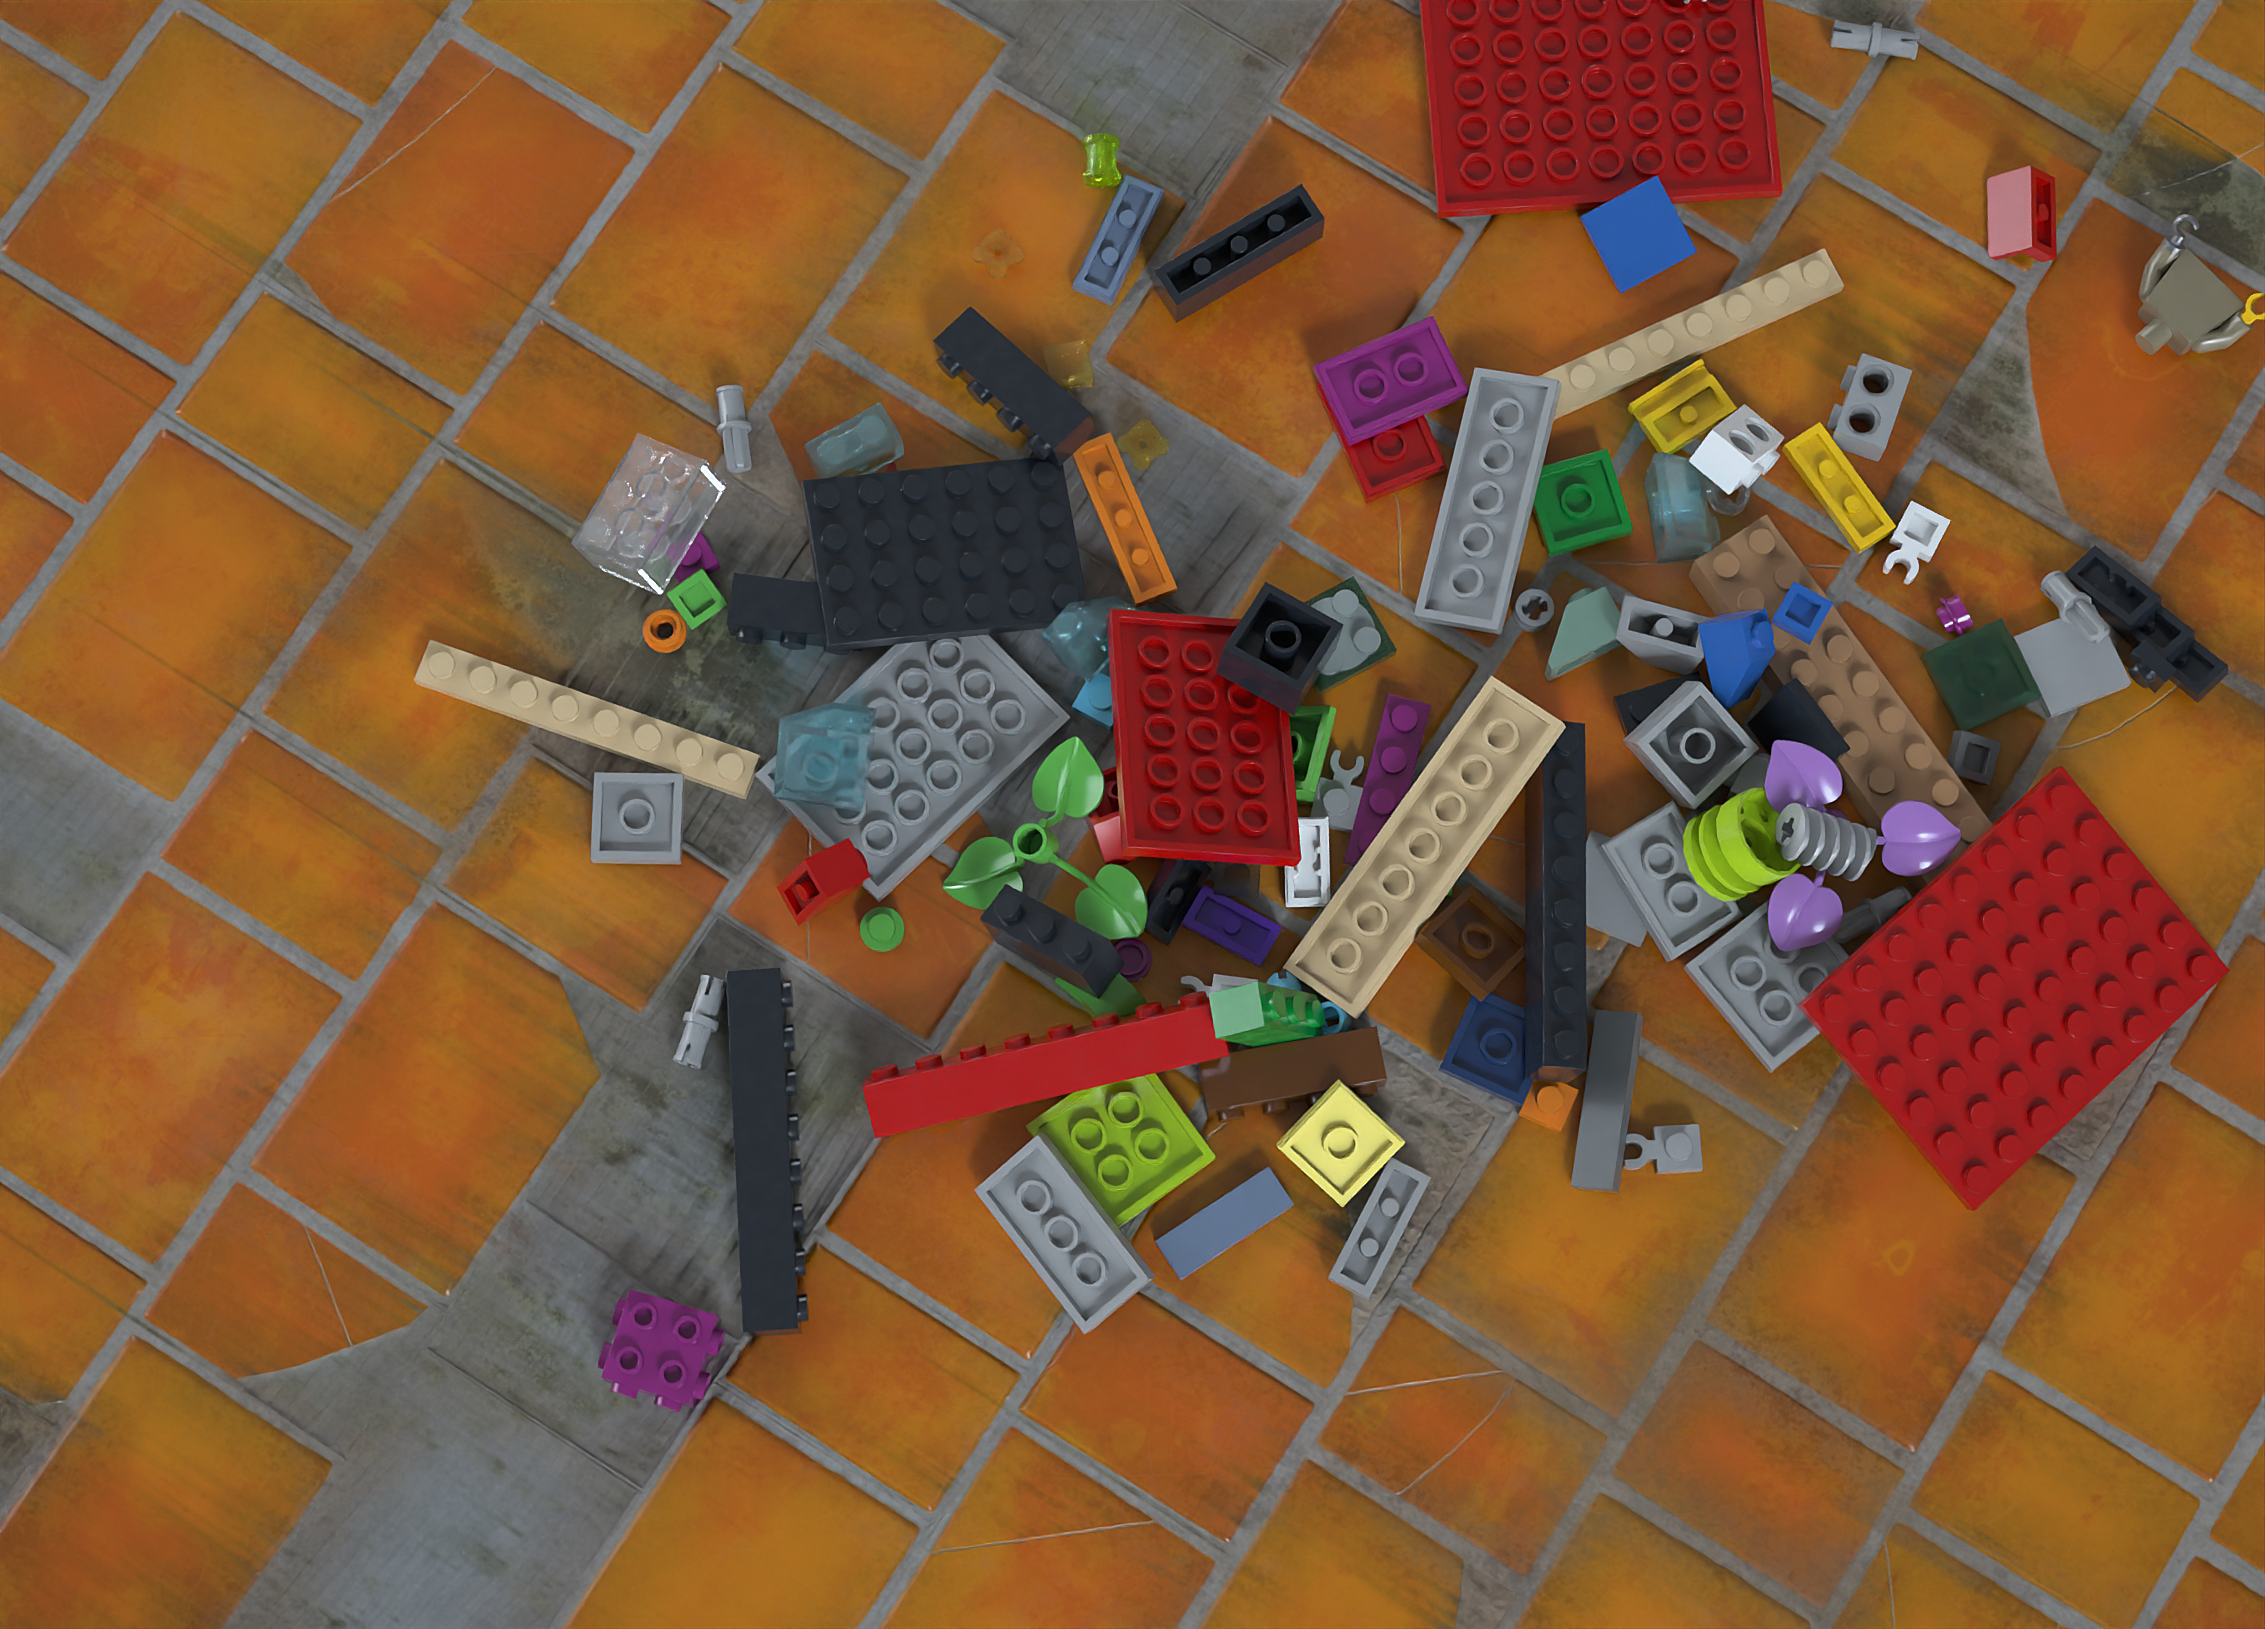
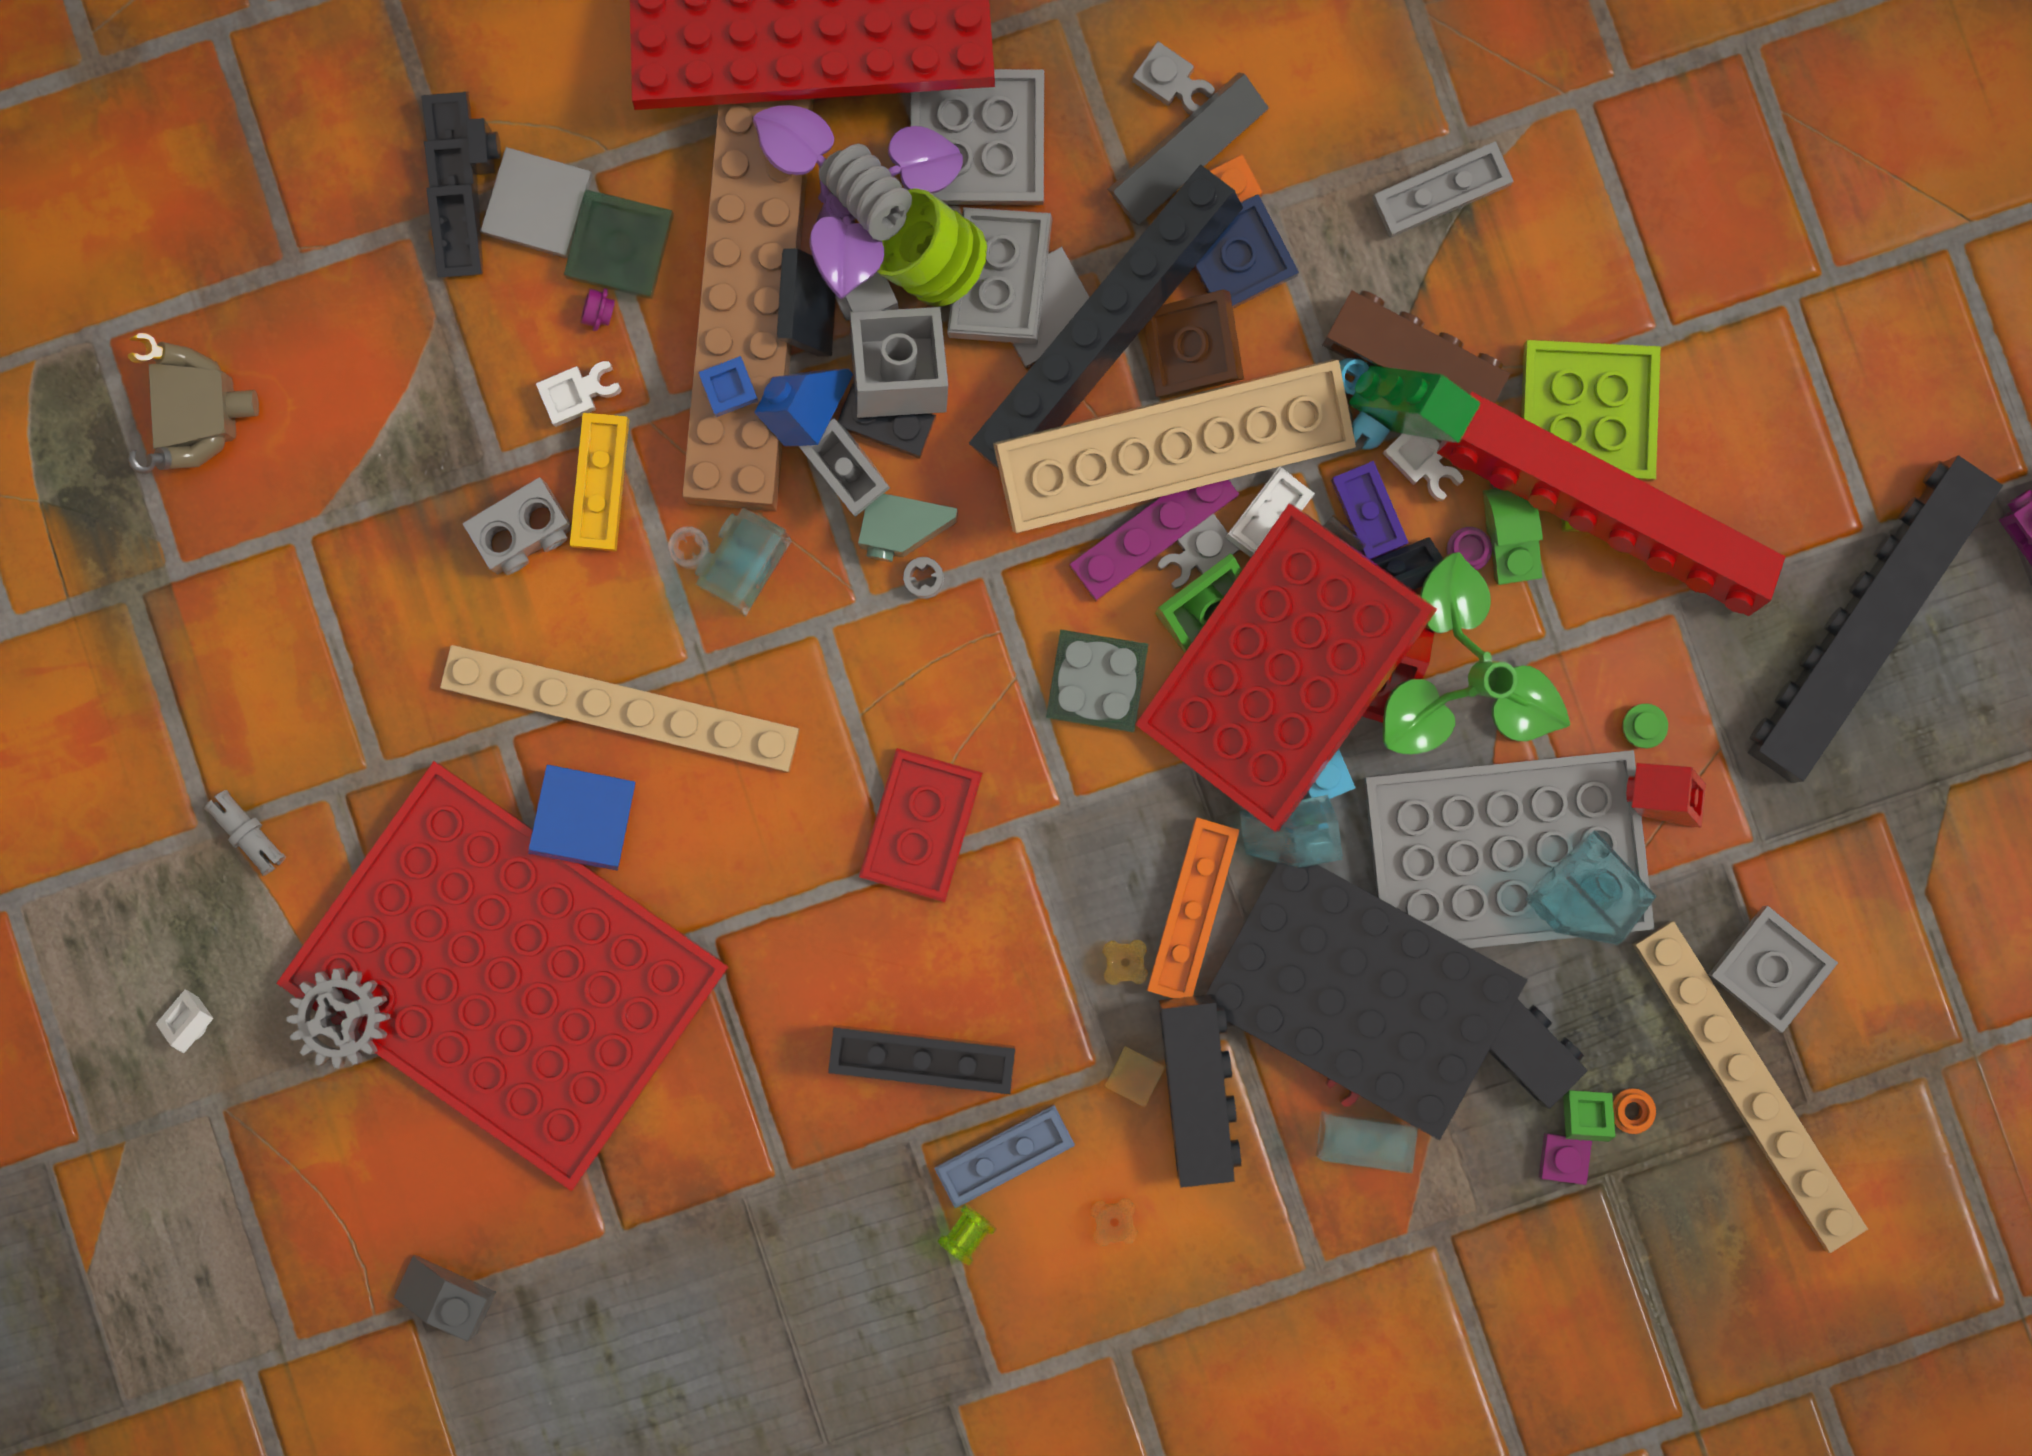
camera: 145 degrees left, 10 degrees up
(649, 513) = (1580, 1215): clear brick -> none
(700, 1022) = (1845, 763): light grey pin -> none
(734, 428) = (1448, 1239): light grey axle -> none
(1052, 941) = (1530, 600): black brick -> none
(1064, 1233) = (1691, 371): light grey plate -> none
(1224, 1223) = (1556, 288): sand blue tile -> none
(1279, 648) = (1165, 690): black brick -> none
(1340, 1143) = (1423, 273): light yellow tile -> none
(1390, 380) = (884, 853): magenta tile -> none
(1488, 500) = (890, 690): light grey plate -> none
(1580, 504) = (817, 635): green plate -> none
(1682, 408) = (668, 645): yellow plate -> none
(1738, 450) = (659, 567): white brick -> none
(1871, 914) = (863, 125): light grey axle -> none
(1973, 757) = (681, 186): dark grey plate -> none
(2022, 214) = (257, 588): panel -> none
(2074, 606) = (499, 235): light grey axle -> none

